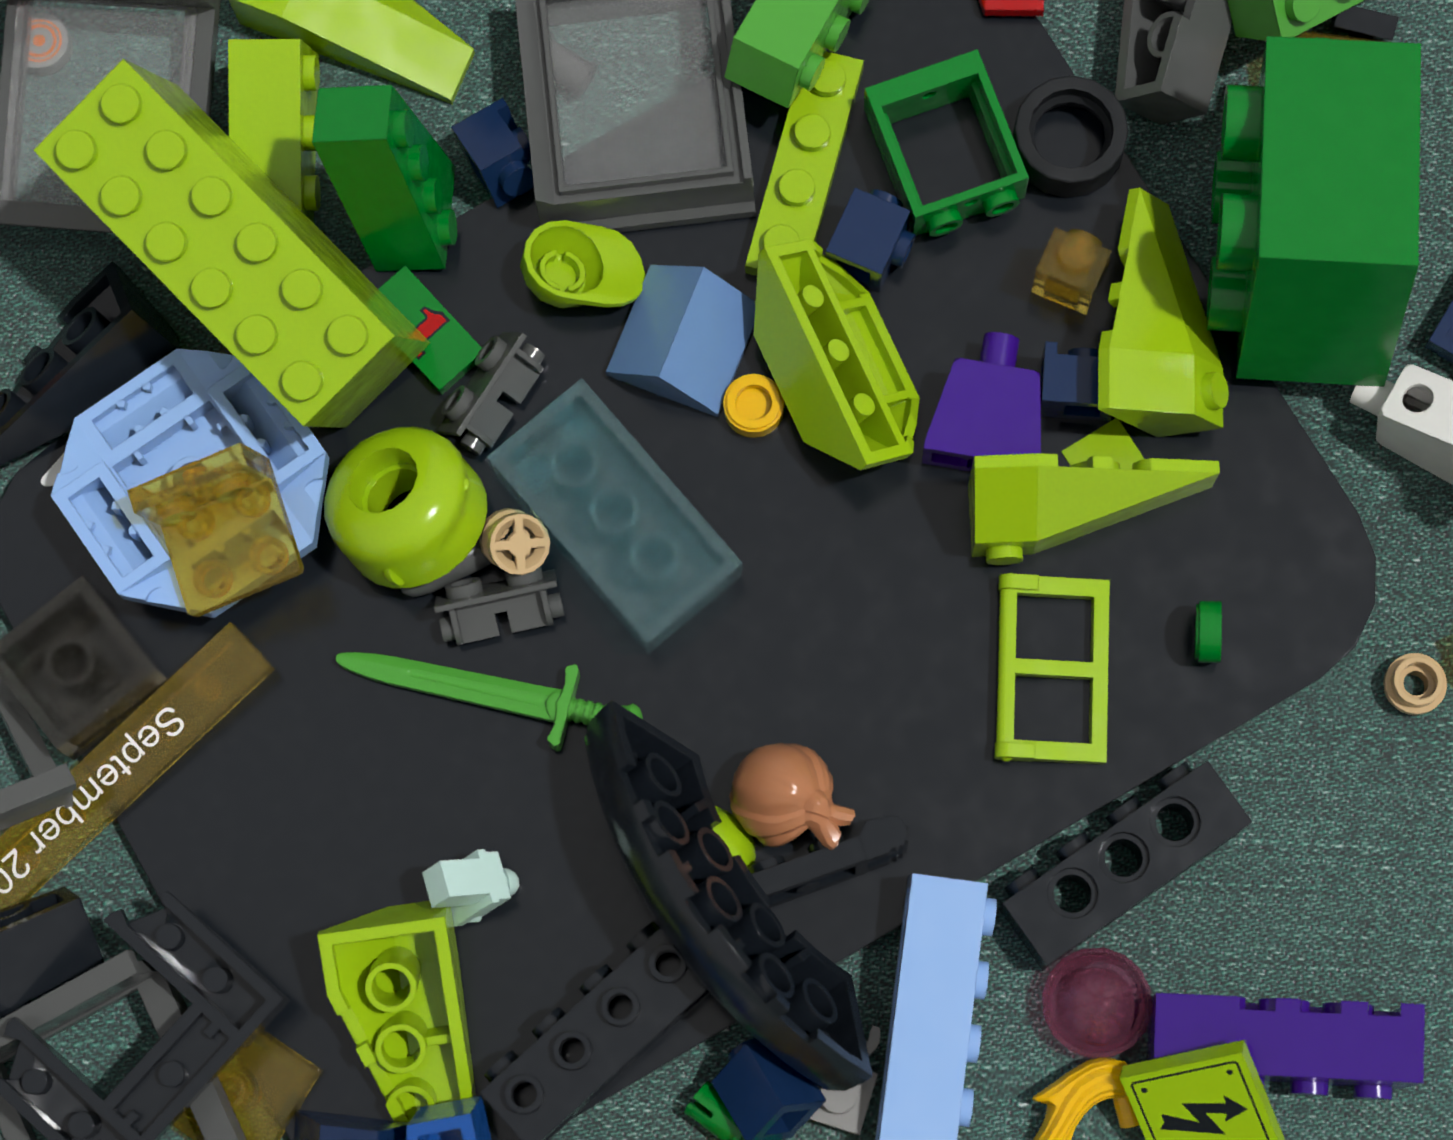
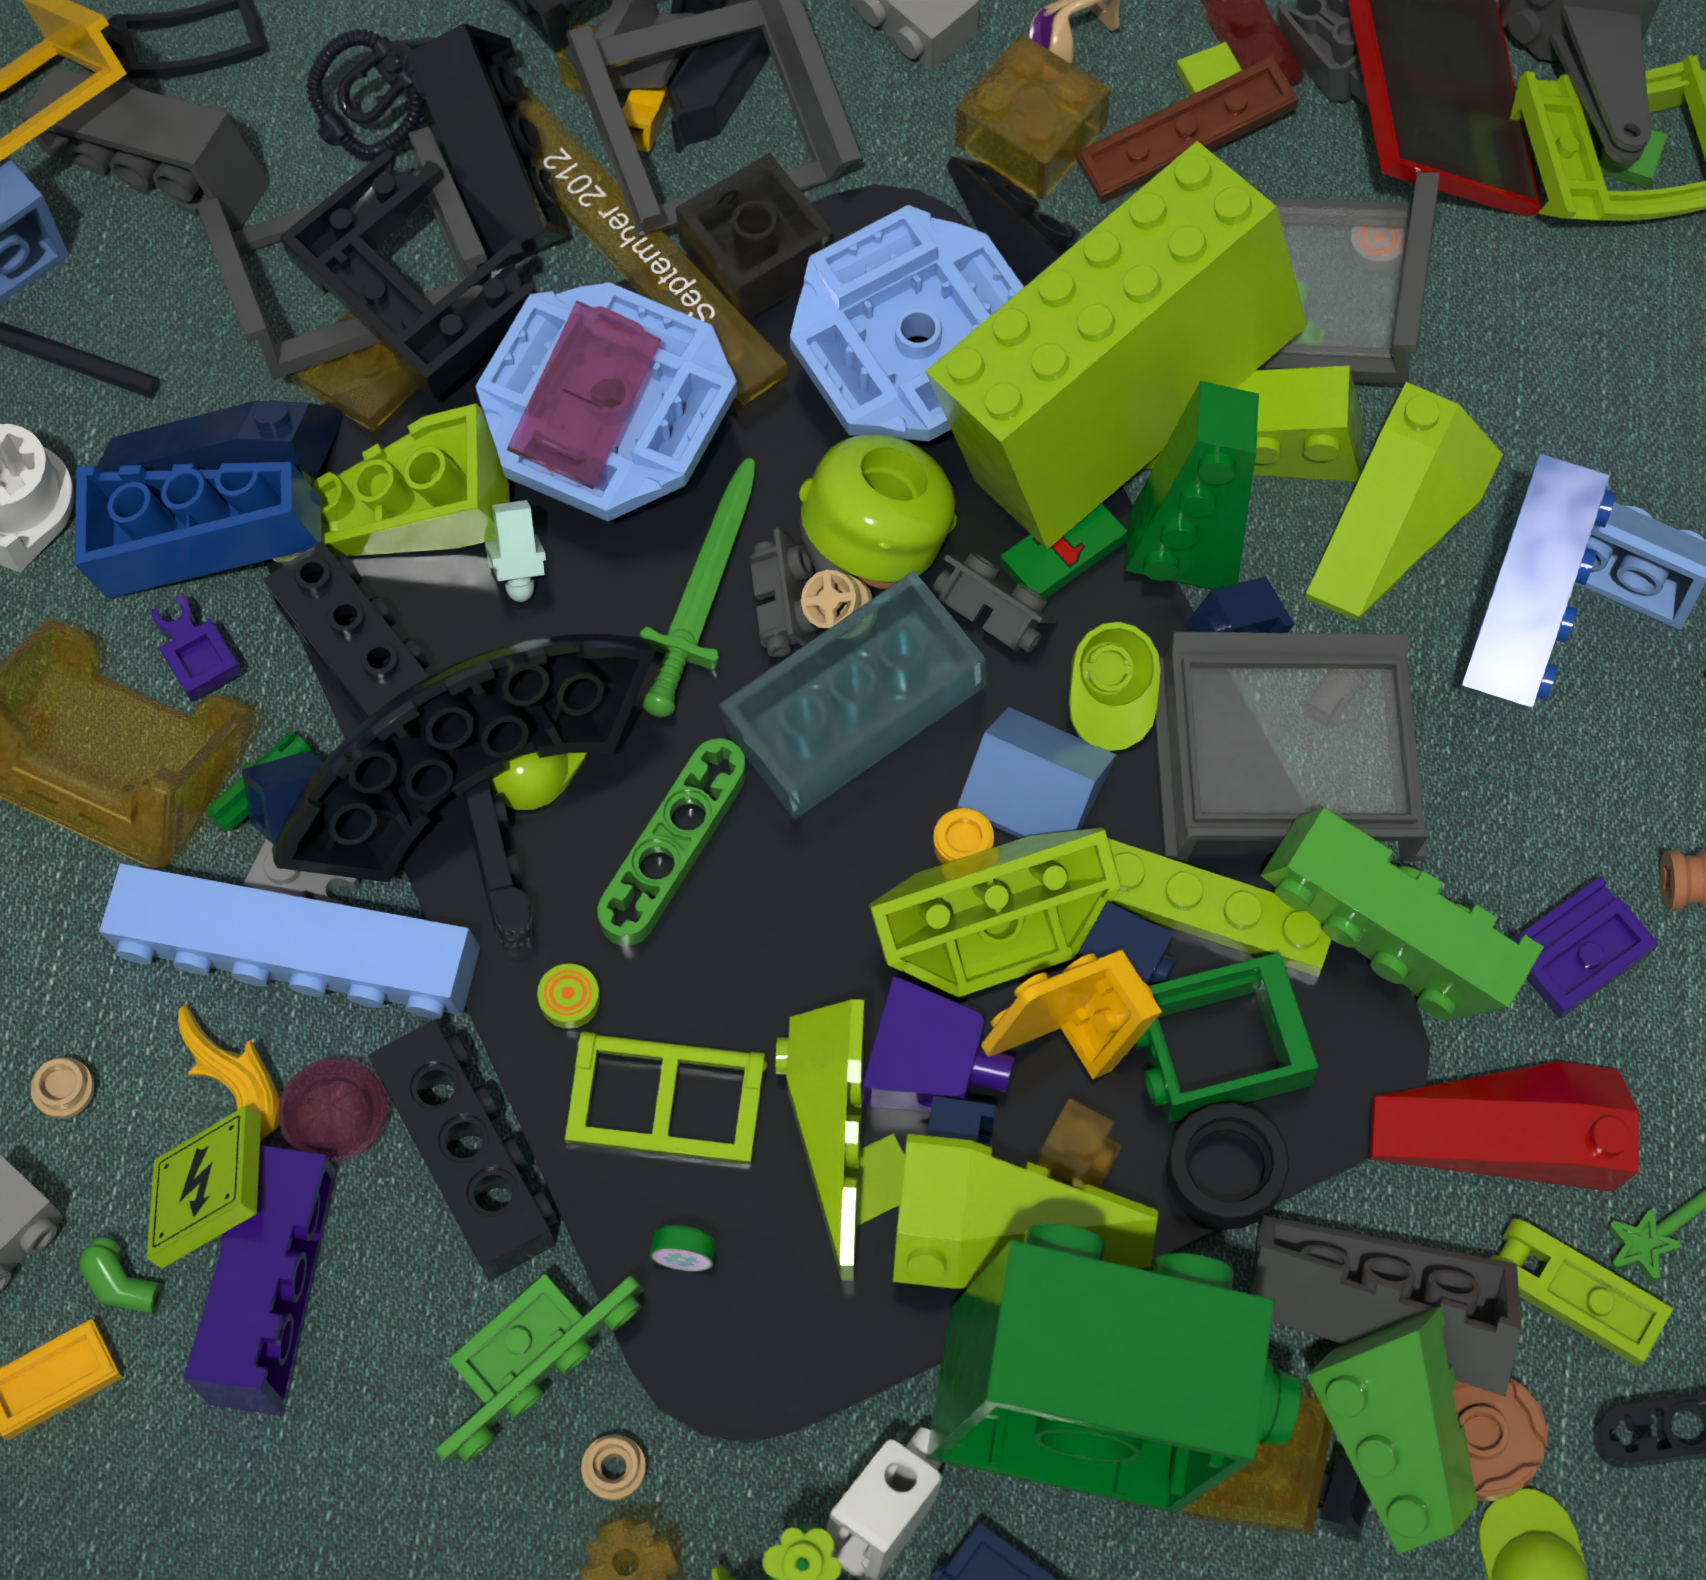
camera: 90 degrees right, 10 degrees down
(222, 527) = (860, 339): clear yellow bracket -> none
(239, 760) = (667, 423): none -> light blue piece
(297, 819) = (584, 393): none -> clear pink piece
(783, 793) = (566, 826): nougat hat -> none
(784, 683) = (679, 844): none -> bright green beam
(943, 255) = (1094, 1002): none -> yellow bracket
(956, 776) = (568, 996): none -> lime tile
(1322, 774) = (523, 1349): none -> bright green bracket

